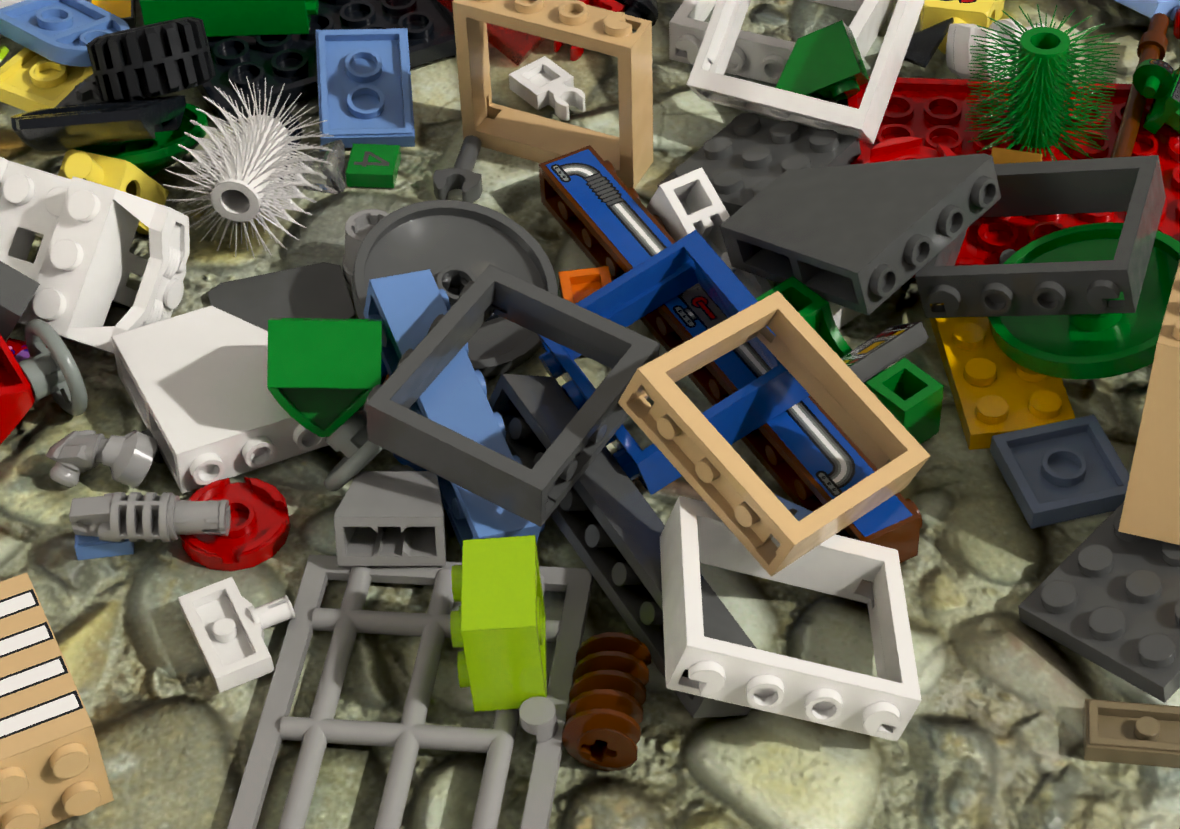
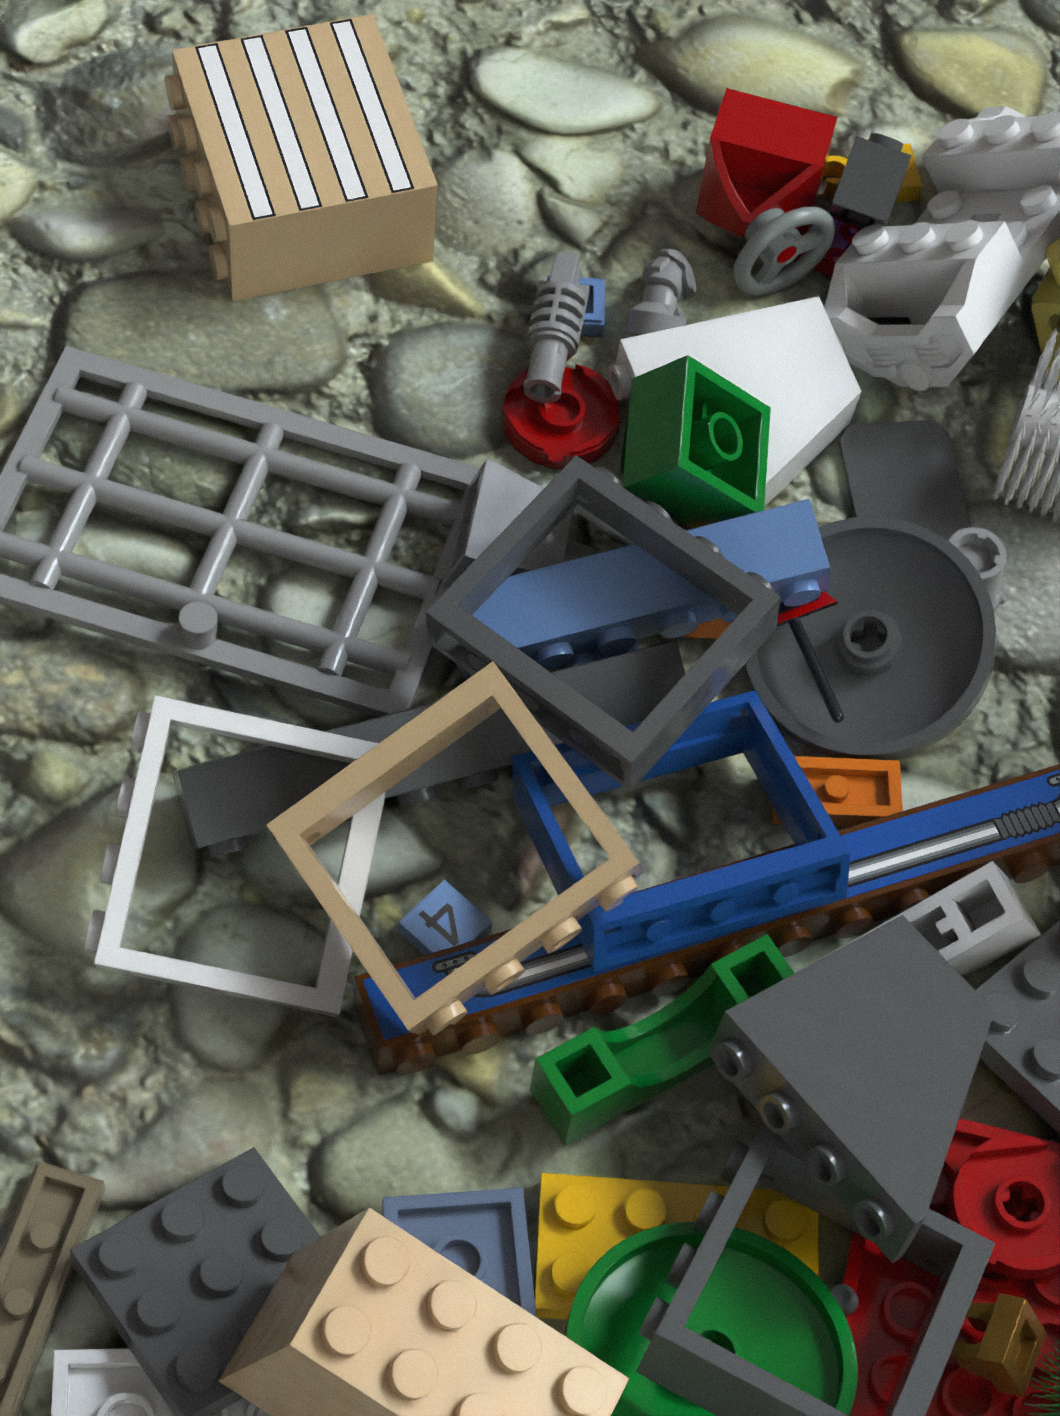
camera: 90 degrees right, 15 degrees up
(232, 631) = (399, 392): white plate -> none
(500, 622) = (287, 580): lime brick -> none
(607, 701) = (215, 689): reddish brown piece -> none
(885, 349) = (654, 1056): dark grey tile -> none

